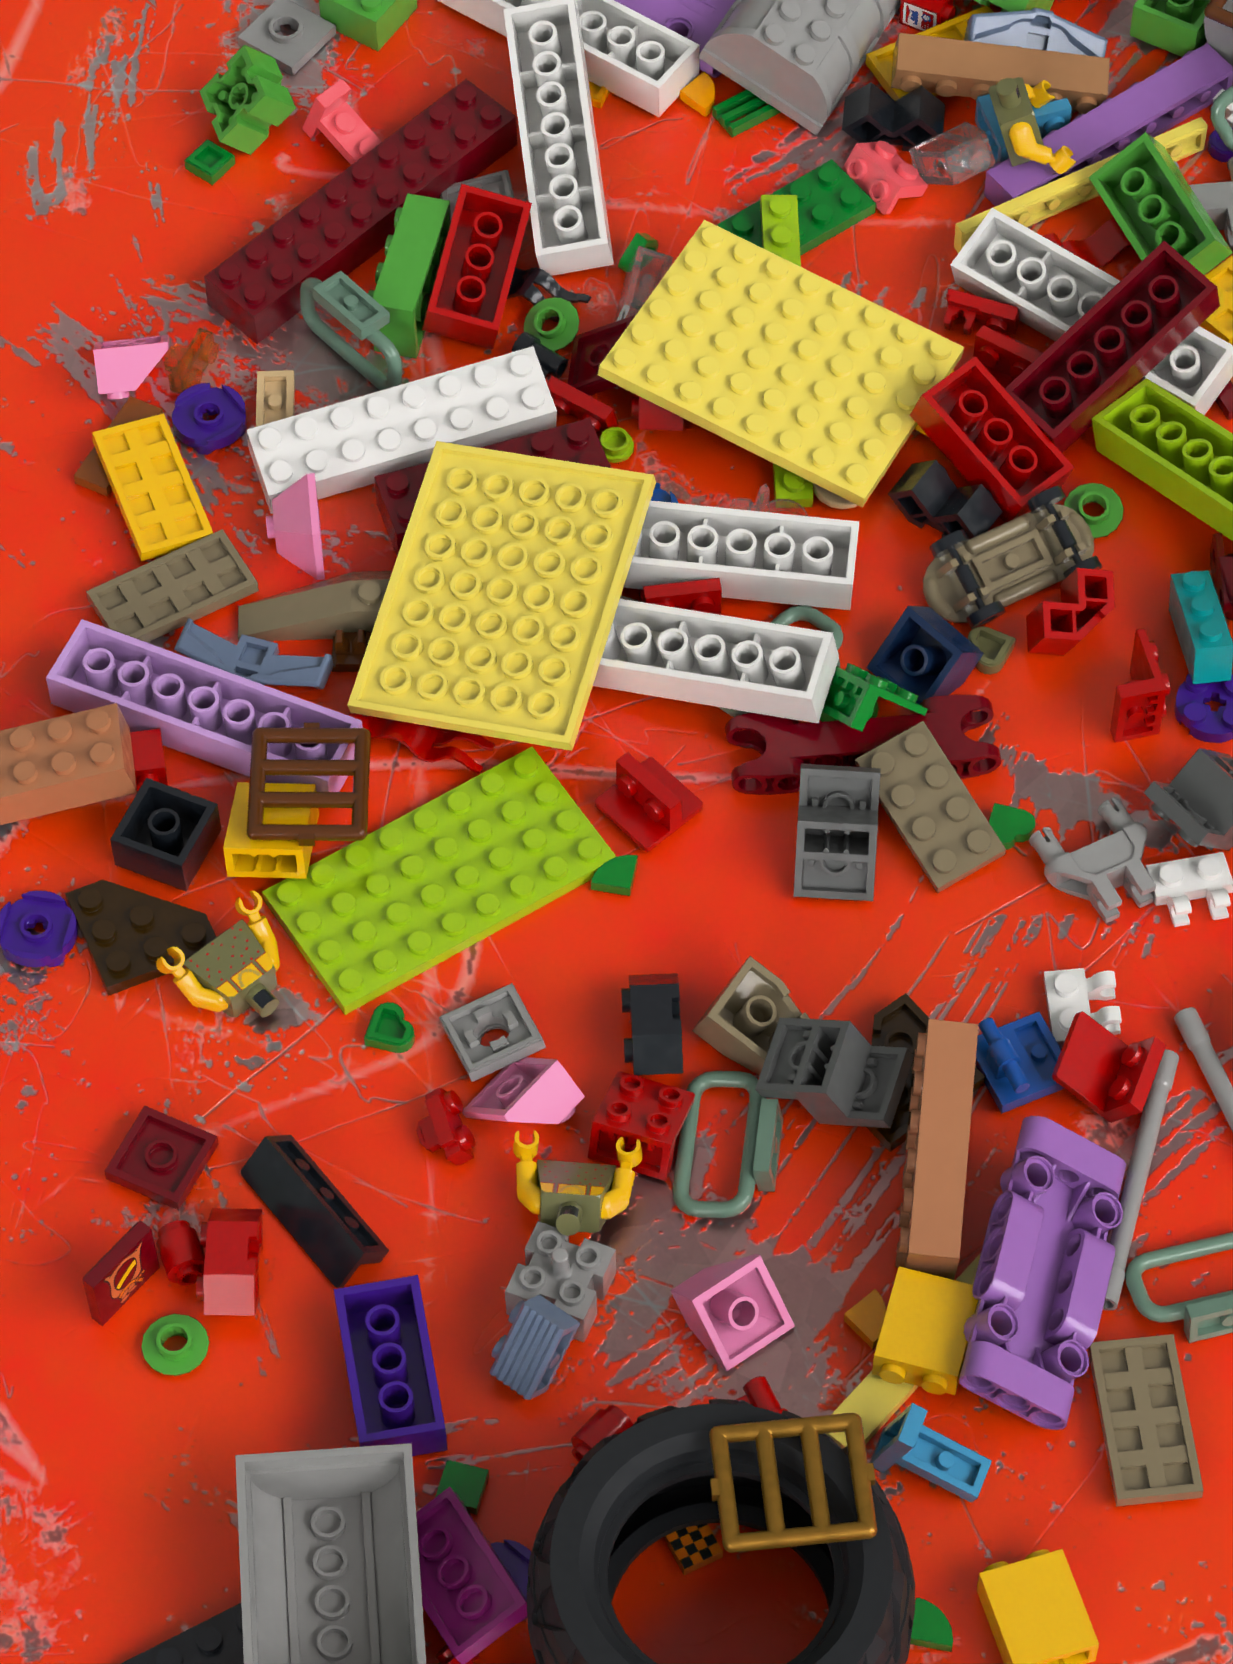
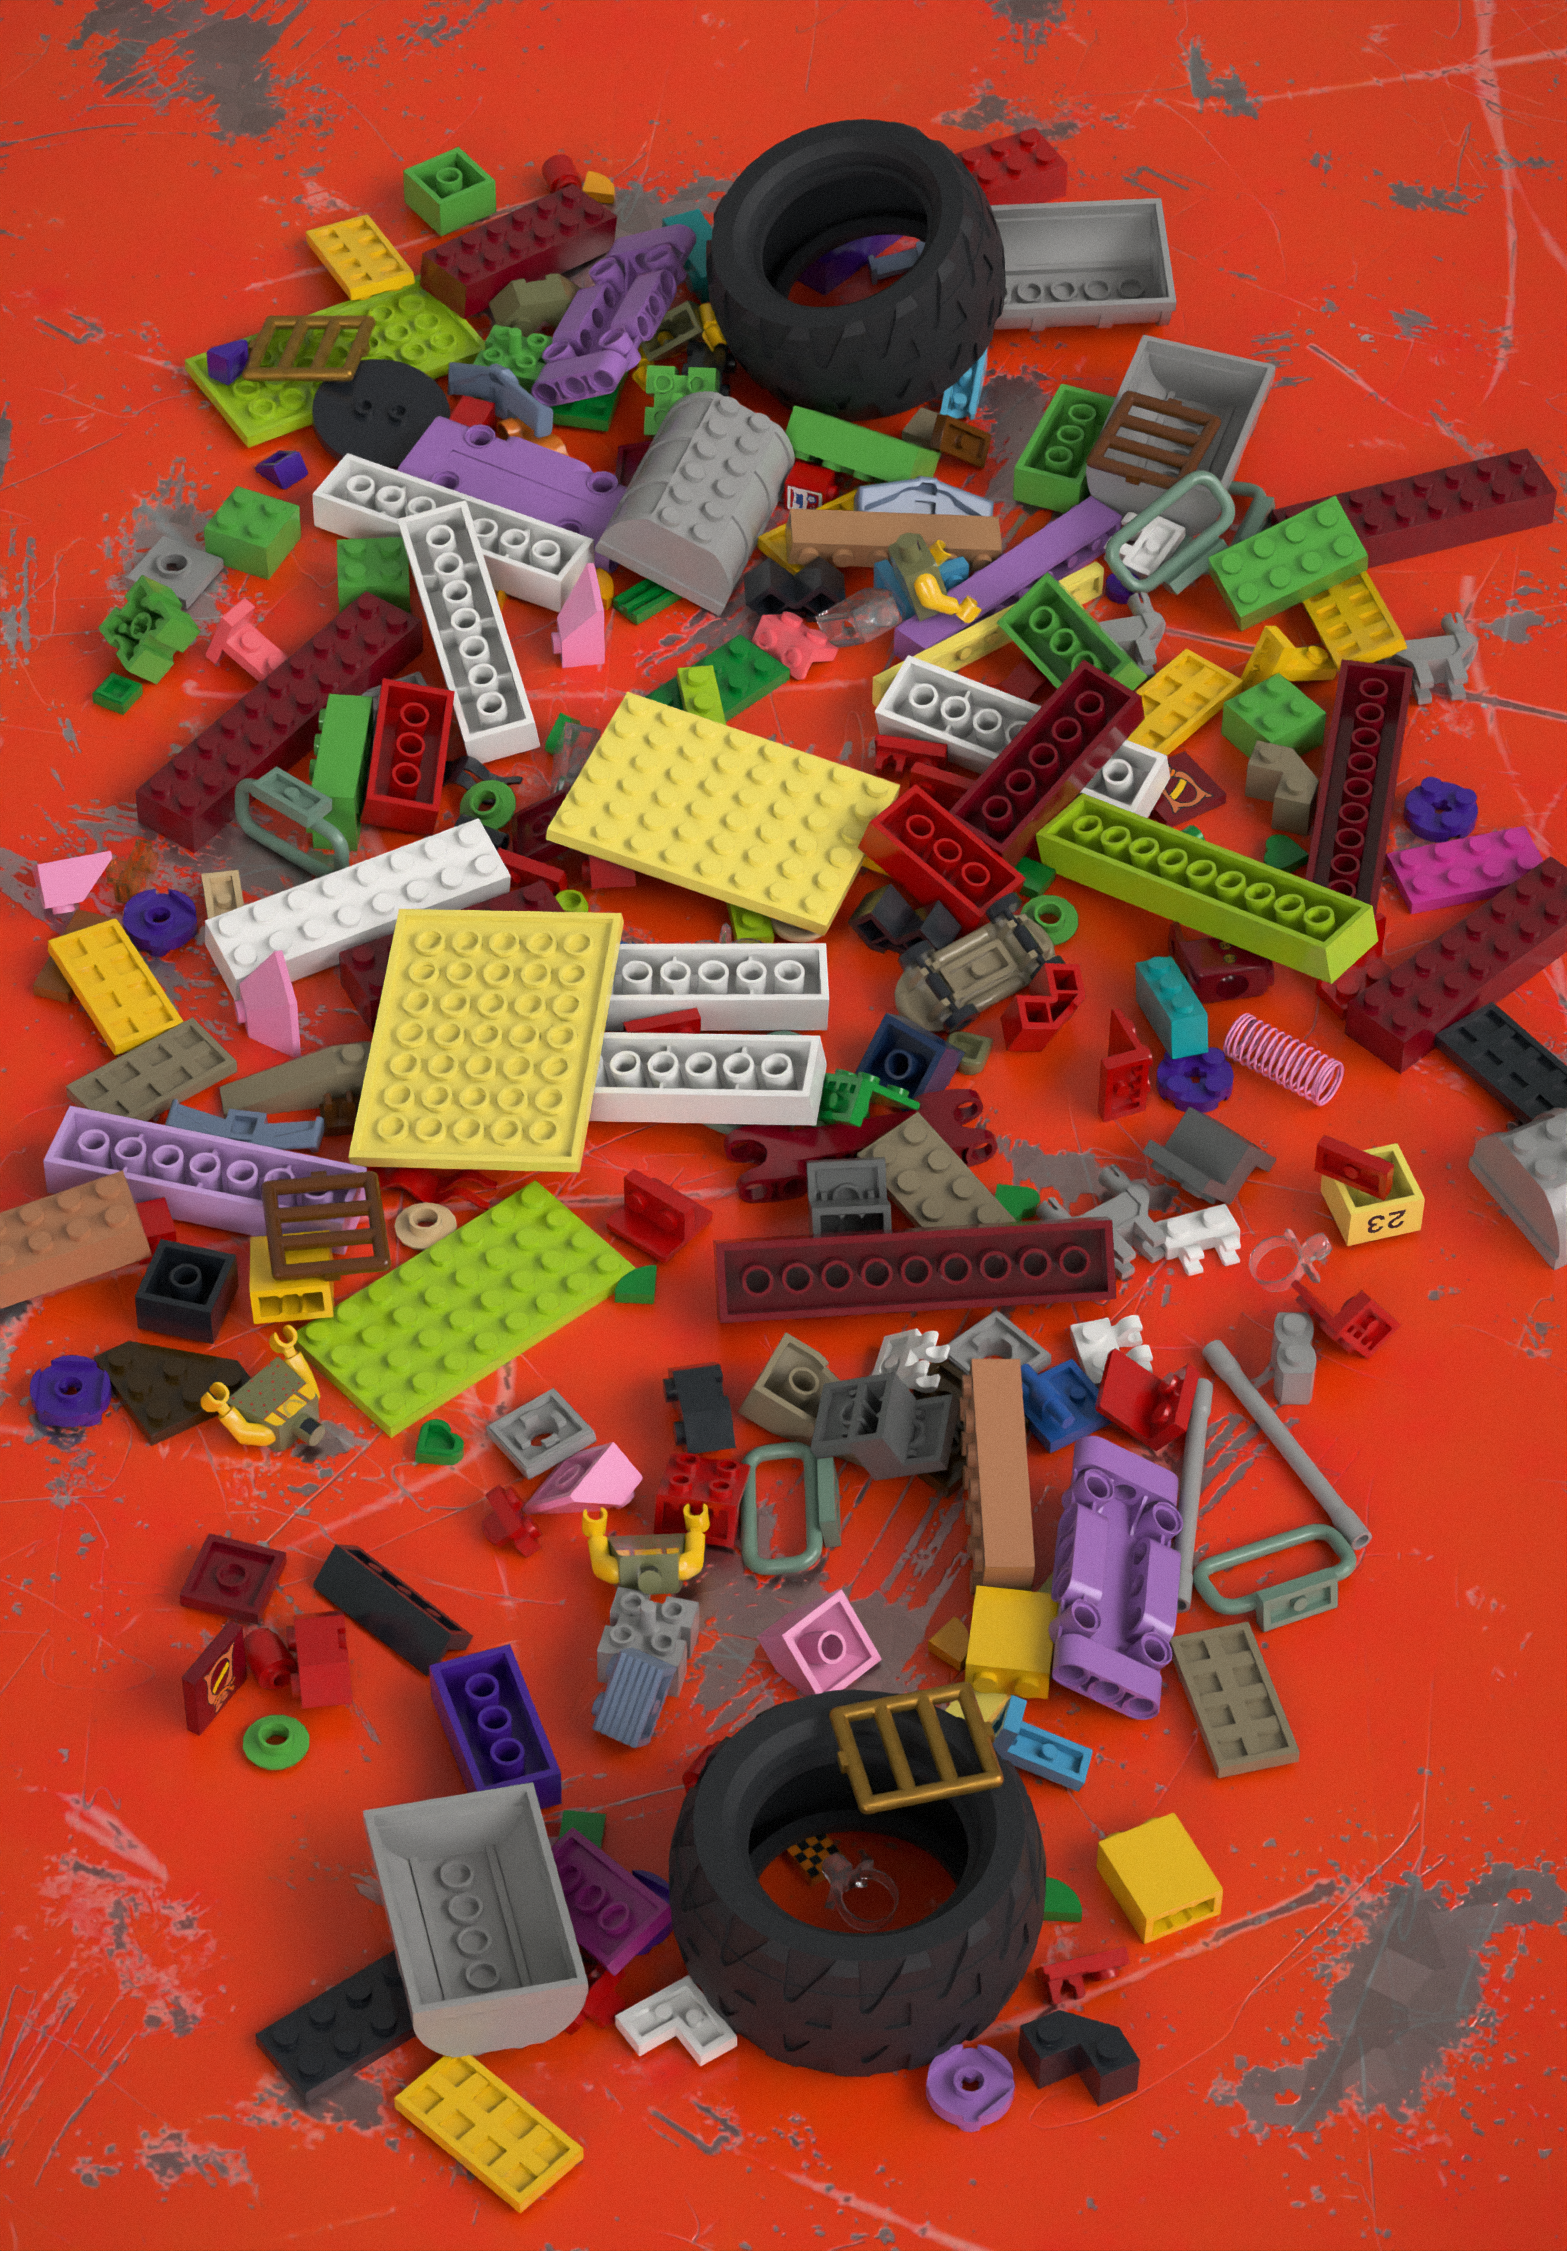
camera: 10 degrees left, 10 degrees down
(409, 797) = (424, 1237): none -> tan piece
(478, 54) = (374, 567): none -> bright green brick
(673, 134) = (581, 624): none -> bright pink slope
(708, 1571) = (839, 1874): none -> clear piece
(862, 995) = (901, 1355): none -> white plate
(894, 896) = (914, 1269): none -> dark red brick
(966, 975) = (996, 1337): none -> light grey piece
(1086, 460) = (1037, 877): none -> green tile

